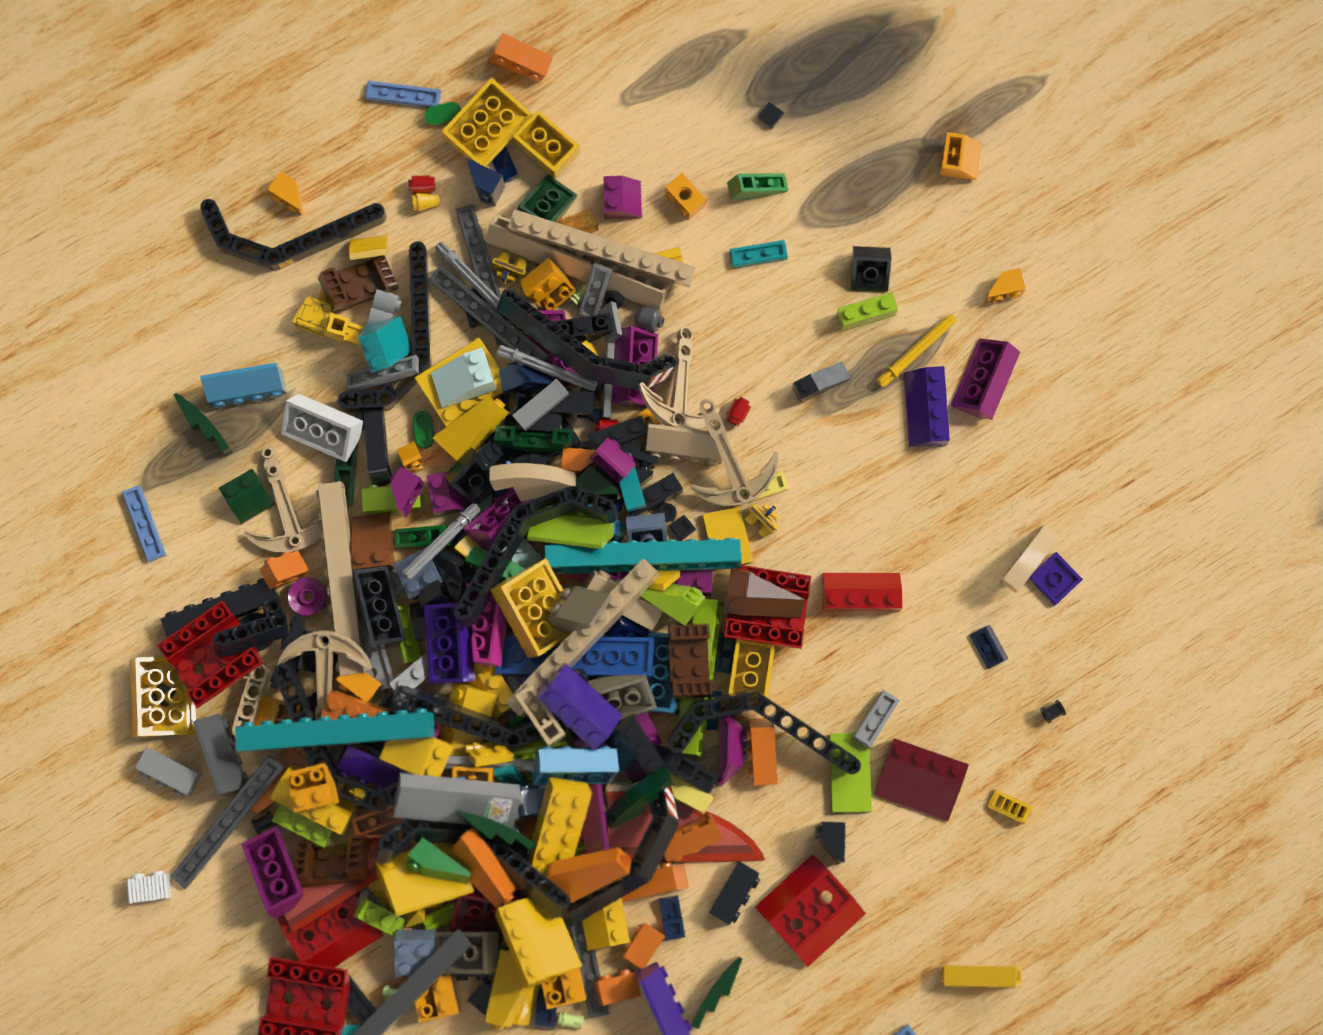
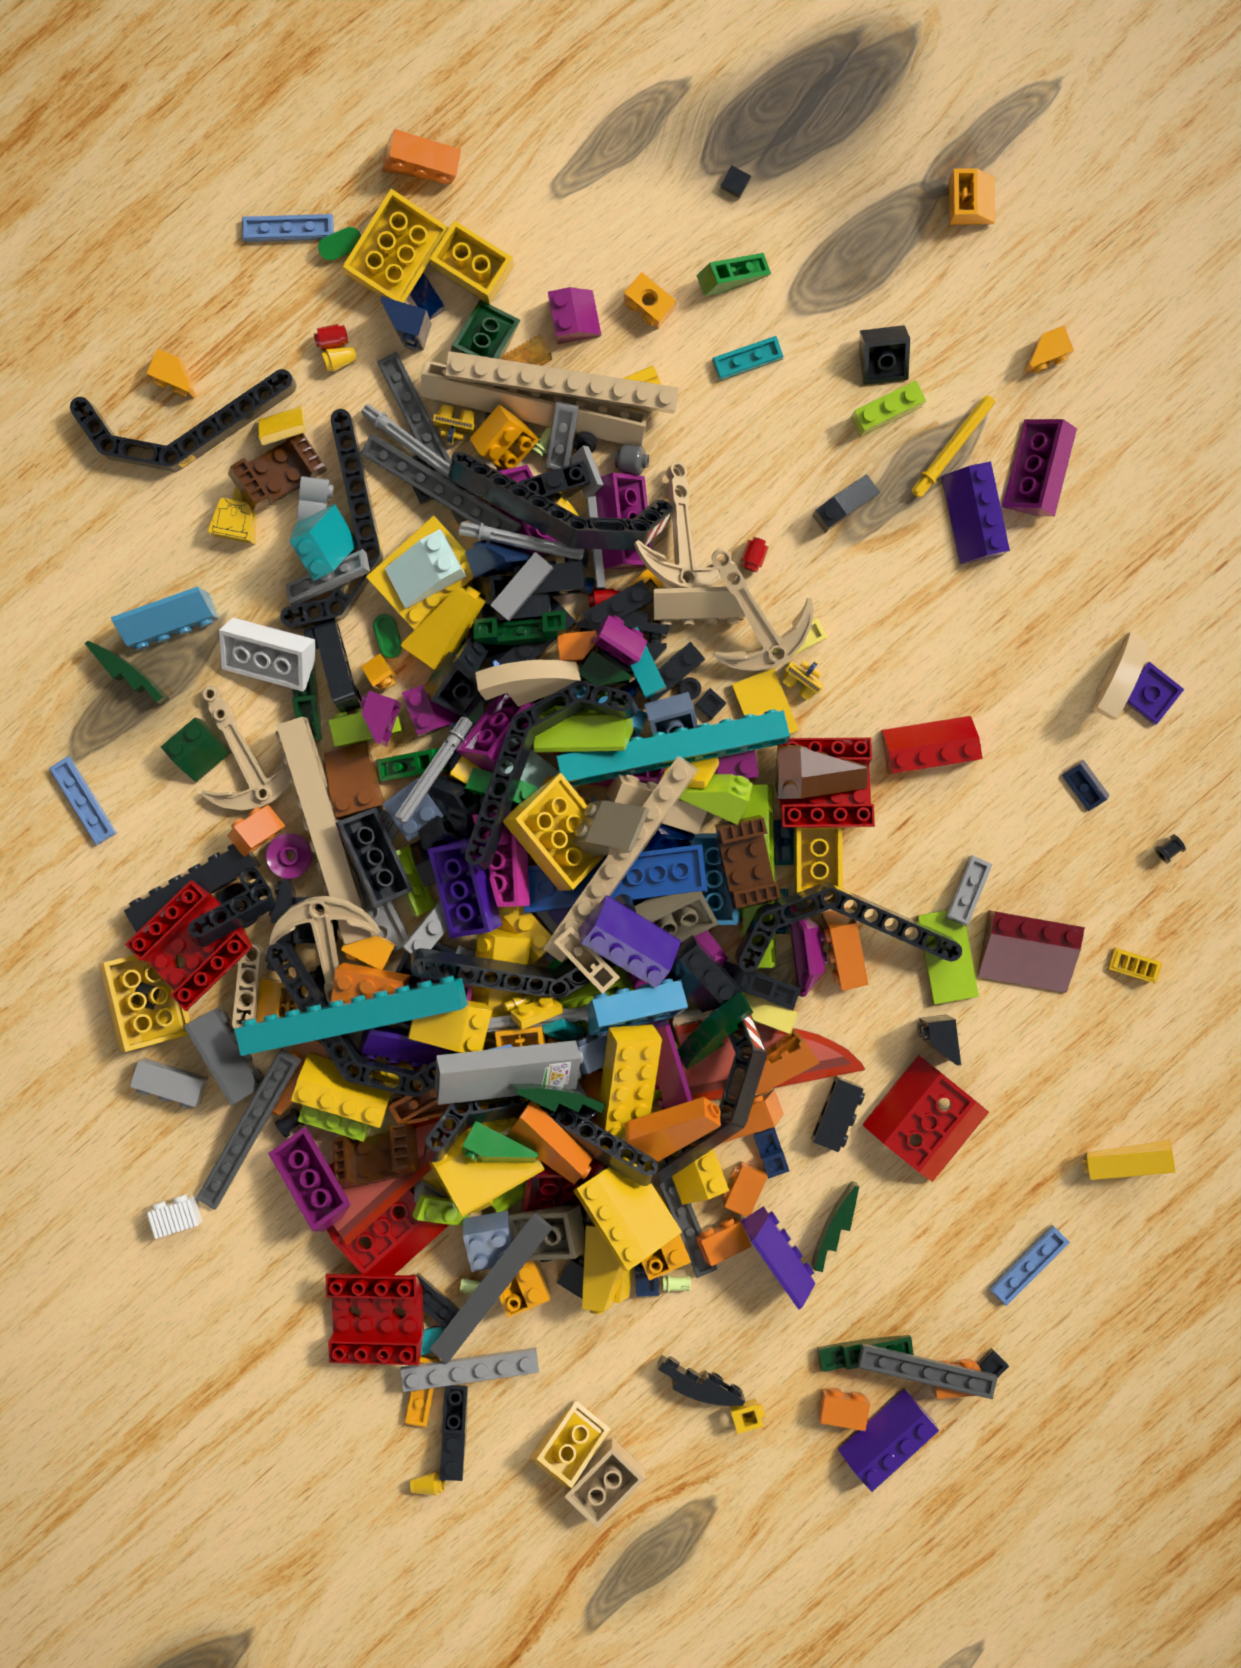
camera: 10 degrees left, 10 degrees up
(312, 788) = (337, 1086): light orange slope -> none
(342, 330) = (270, 532): yellow brick -> none

